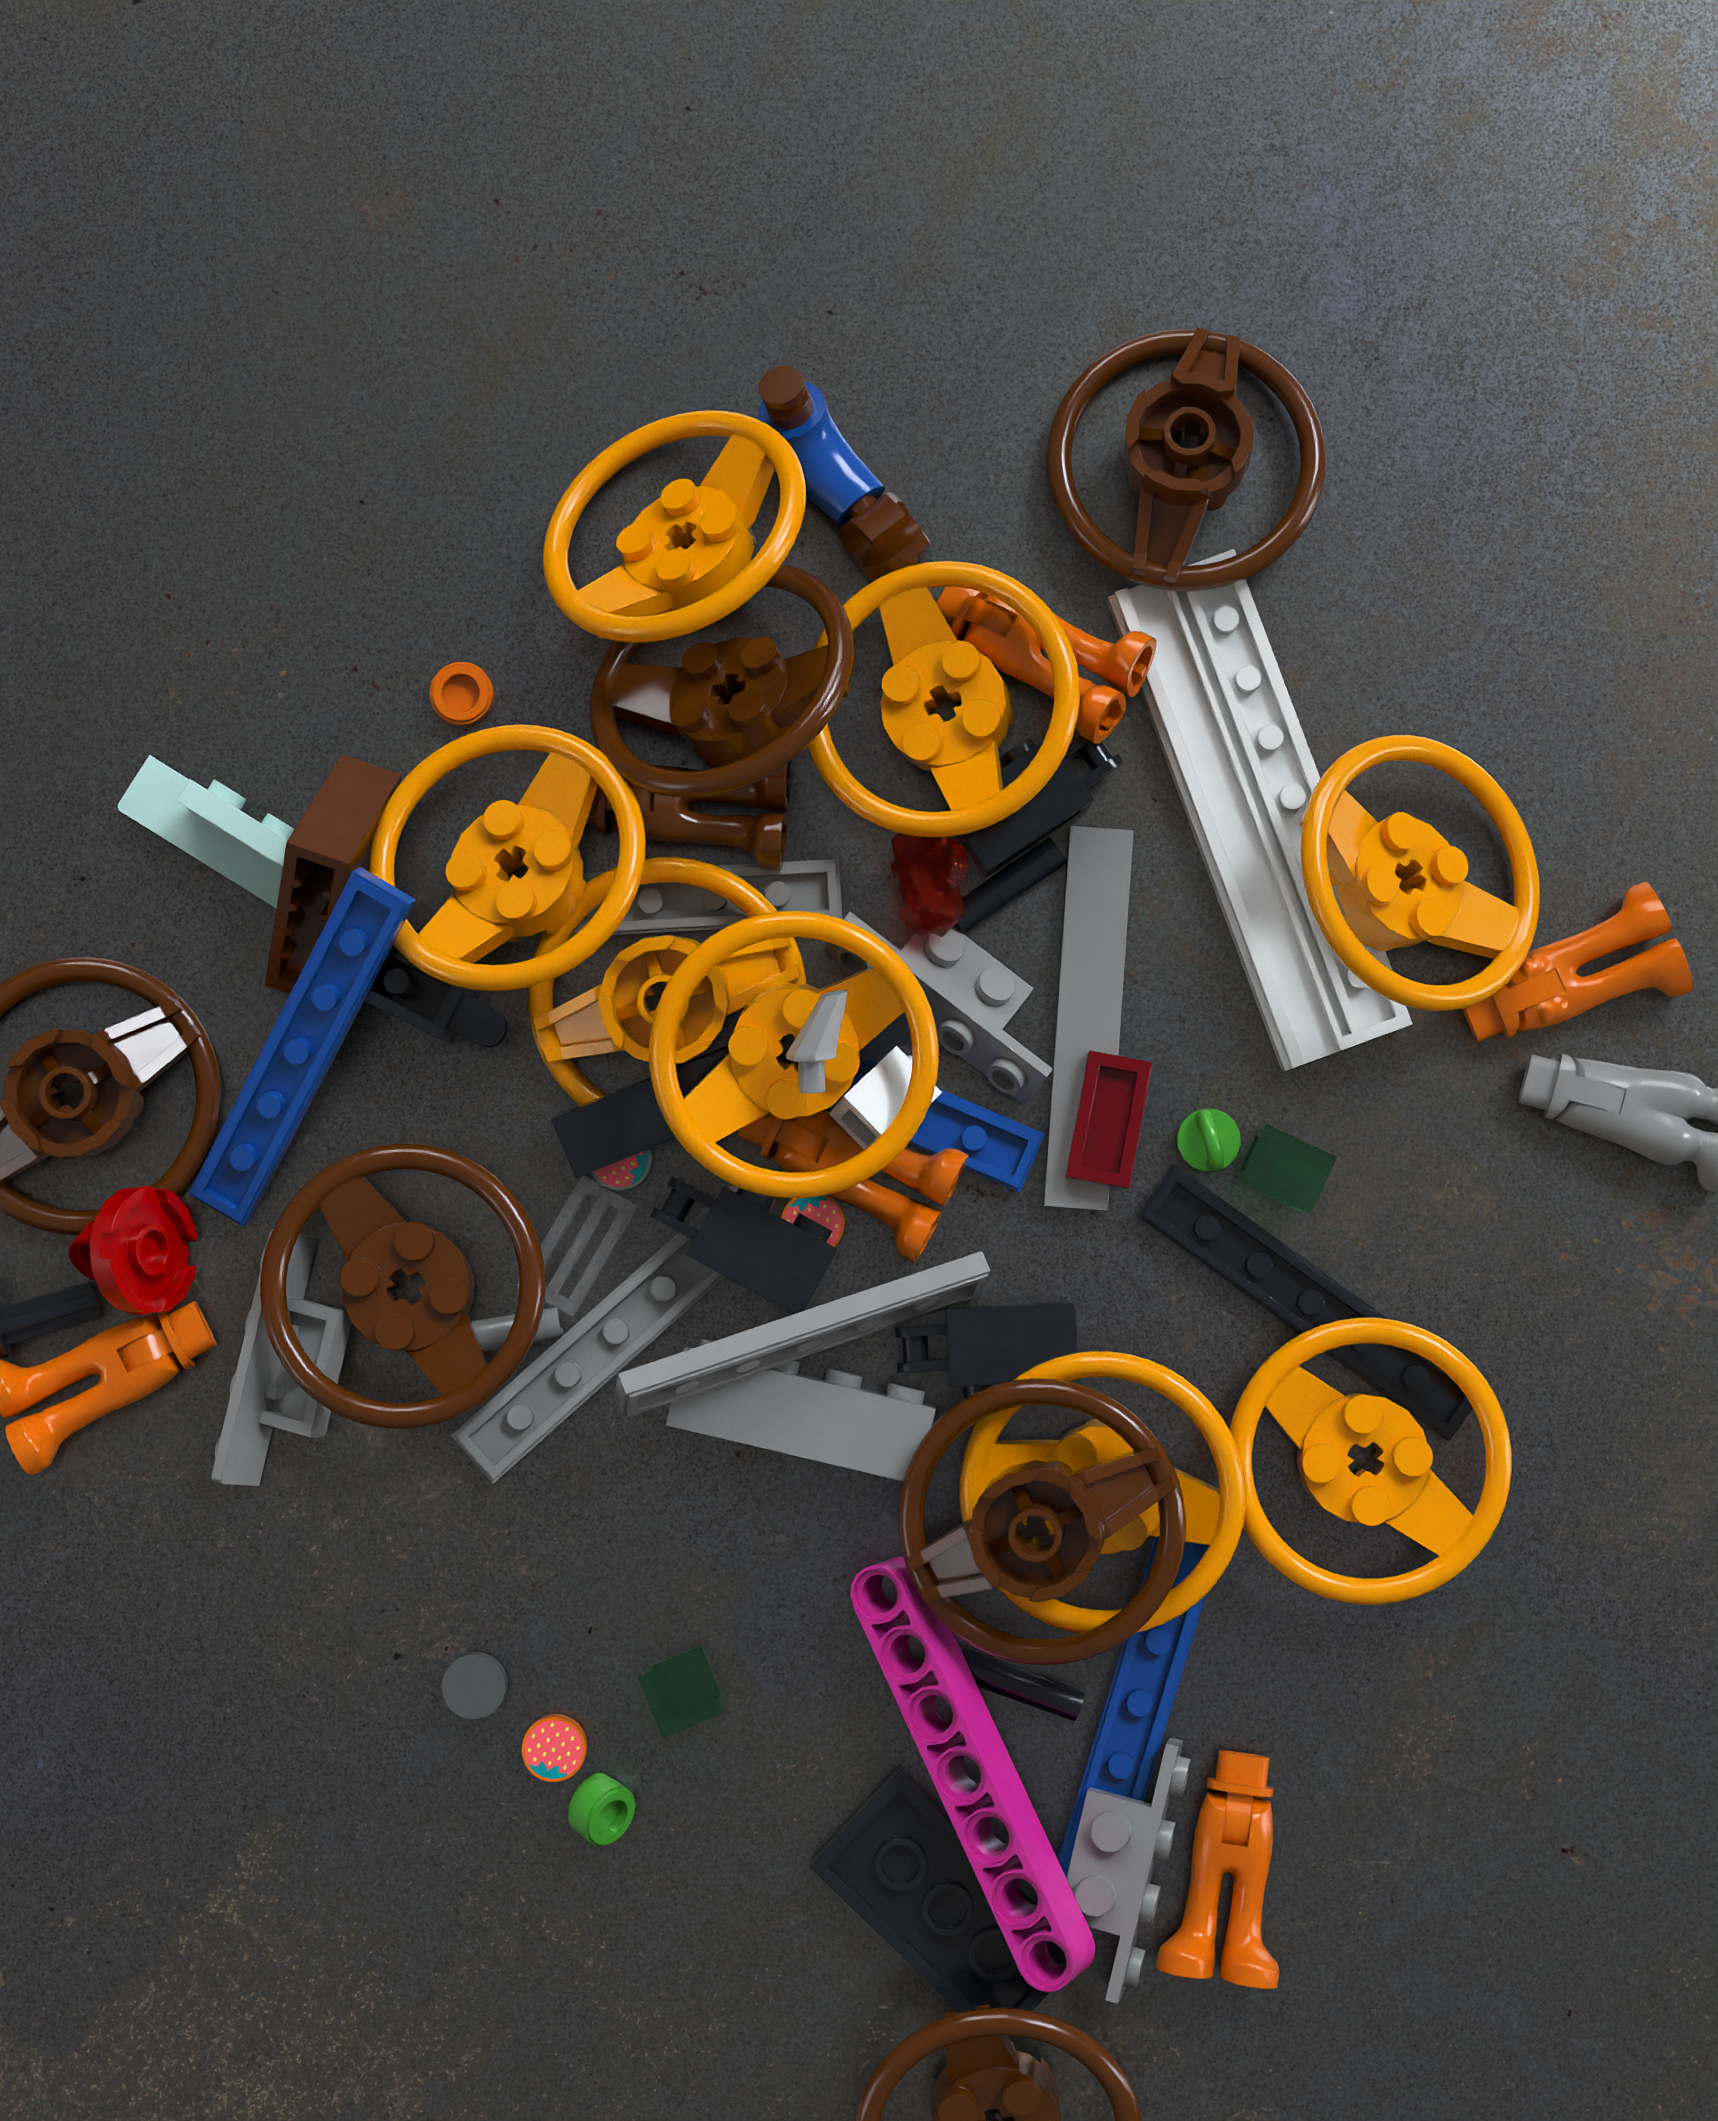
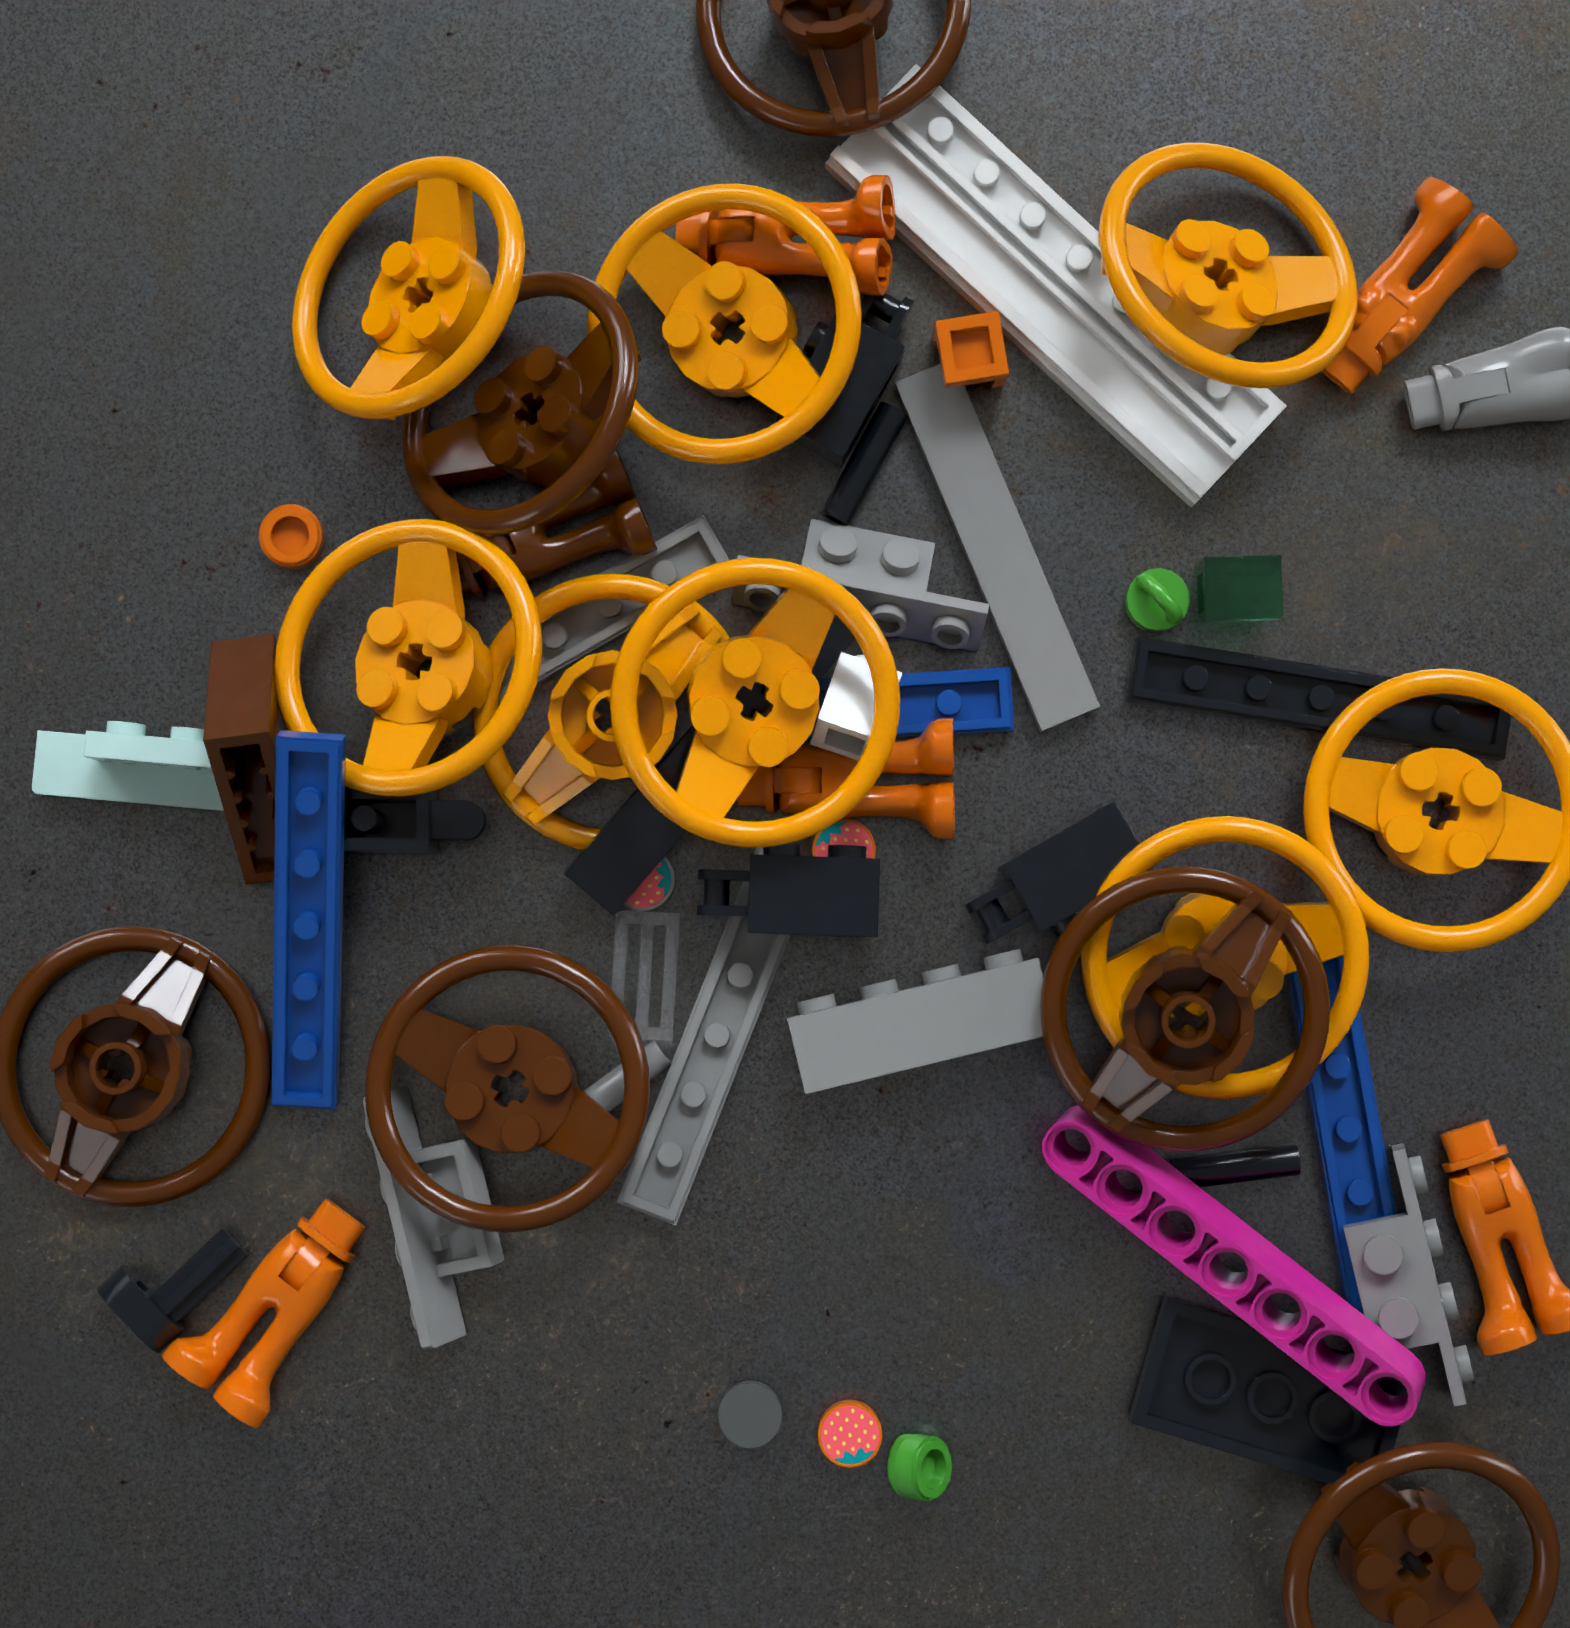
camera: 30 degrees left, 0 degrees up
(138, 1250) = (252, 1177): red tile -> none
(682, 1690) = (939, 1323): clear green panel -> none
(800, 1334) = (885, 952): light grey tile -> none
(818, 1041) = (772, 678): light grey bar -> none
(876, 526) = (587, 203): piece -> none
(929, 882) = (795, 492): clear red piece -> none
(1108, 1119) = (1061, 625): dark red tile -> none
(1152, 832) = (971, 350): none -> orange panel

